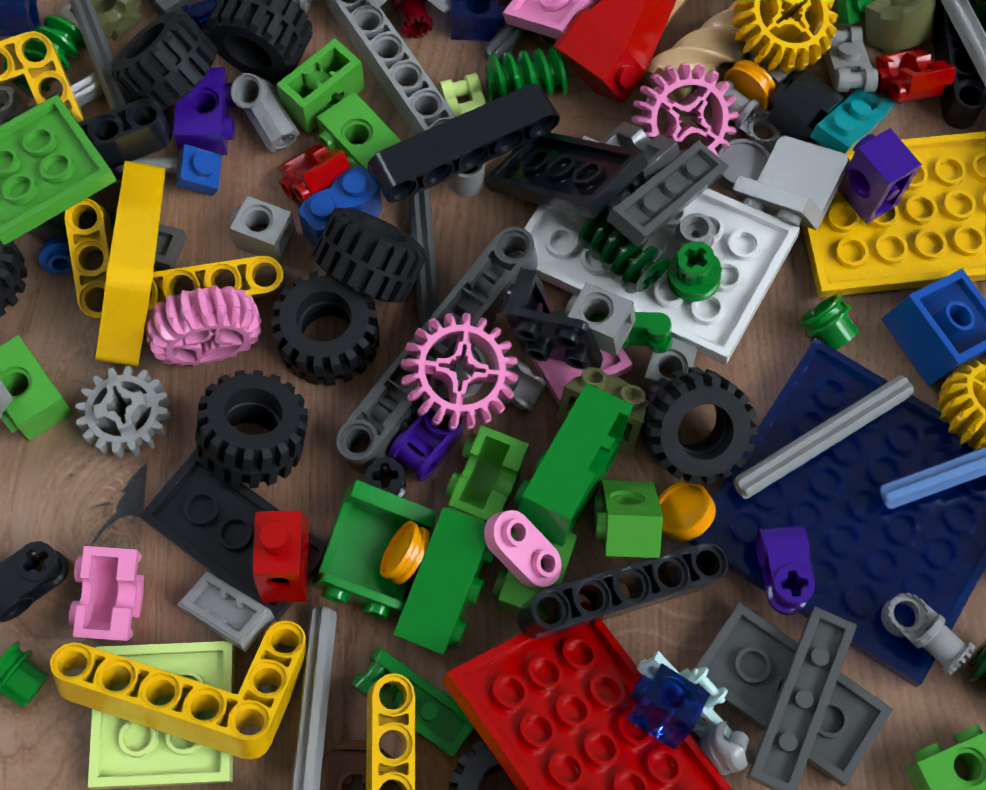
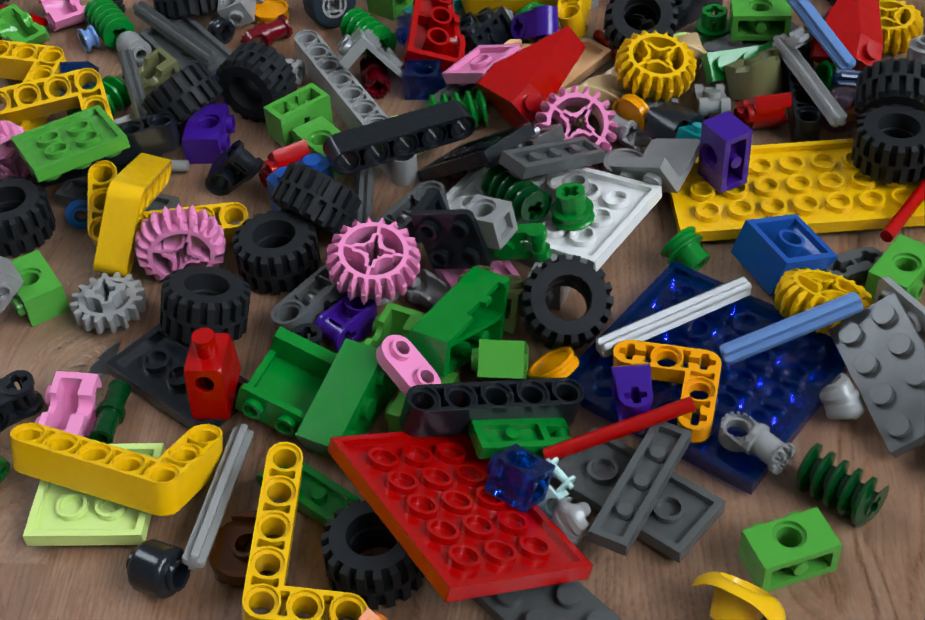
camera: 10 degrees right, 25 degrees down
(157, 589) = (110, 411): none -> dark green pin
(198, 170) = (196, 165): blue plate -> none
(226, 611) = (160, 423): light grey plate -> none
(249, 177) = (232, 169): none -> black piece
(265, 111) = (253, 130): light grey piece -> none
(268, 242) = (242, 190): light grey brick -> none
(404, 552) = (312, 383): light orange piece -> none
(657, 626) = (530, 433): none -> green plate
(774, 623) = (620, 429): none -> red bar
(849, 535) = (691, 377): none -> light orange beam

